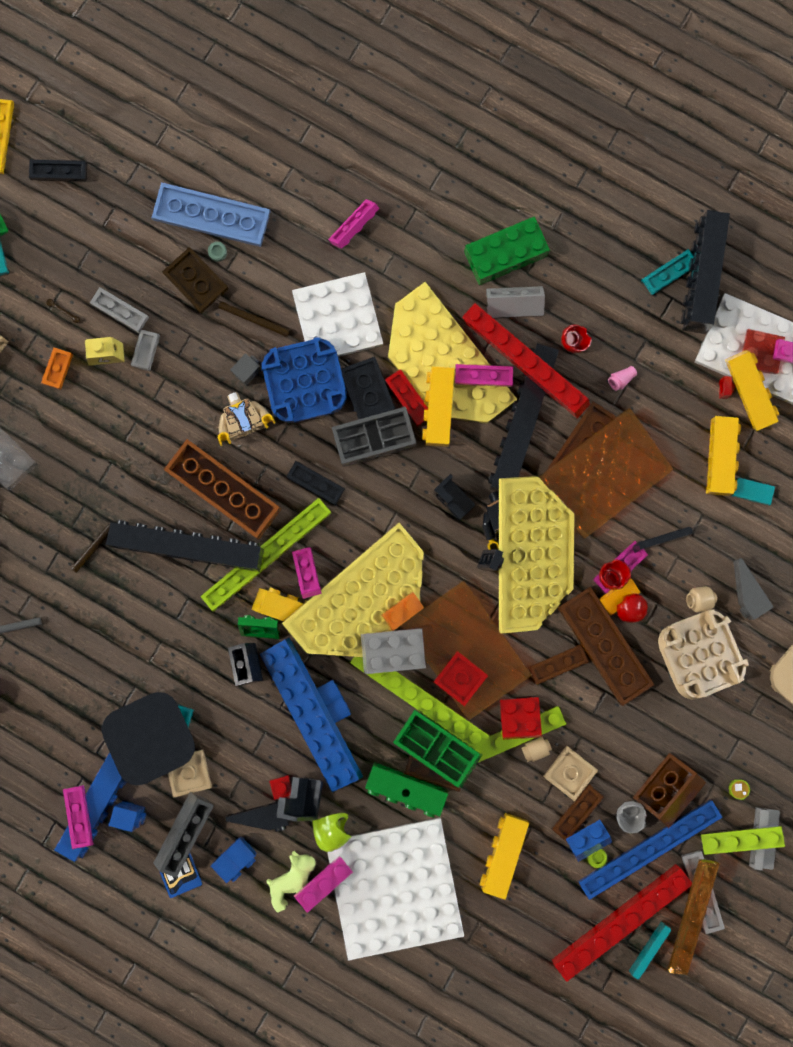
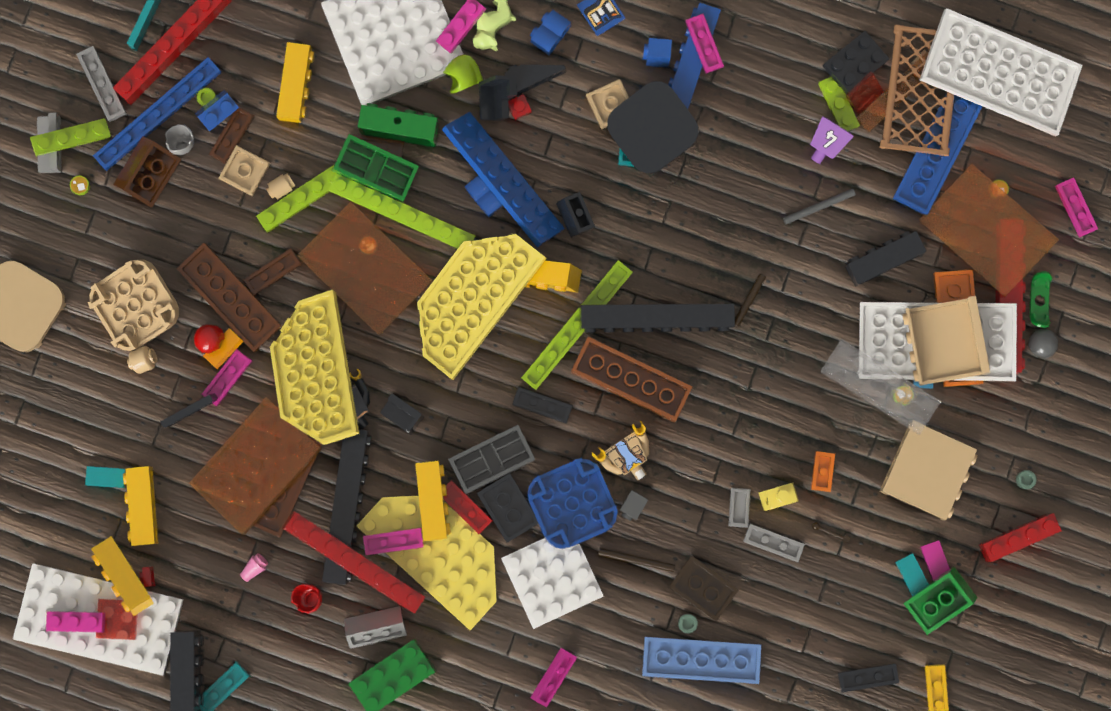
camera: 170 degrees right, 0 degrees up
(183, 834) = (602, 46): dark grey brick -> none
(258, 628) = (561, 252): green plate -> none
(306, 572) = (532, 312): dark pink tile -> none
(393, 651) = (434, 252): light grey brick -> none
(402, 611) = (432, 293): orange plate -> none
(460, 678) = (364, 238): red plate -> none
(490, 560) = (355, 356): black plate -> none
(520, 718) = (300, 212): red plate -> none
(614, 574) = (231, 365): red hair -> none
(693, 917) = (107, 59): clear orange tile -> none
(750, 594) = (95, 373): dark grey slope -> none

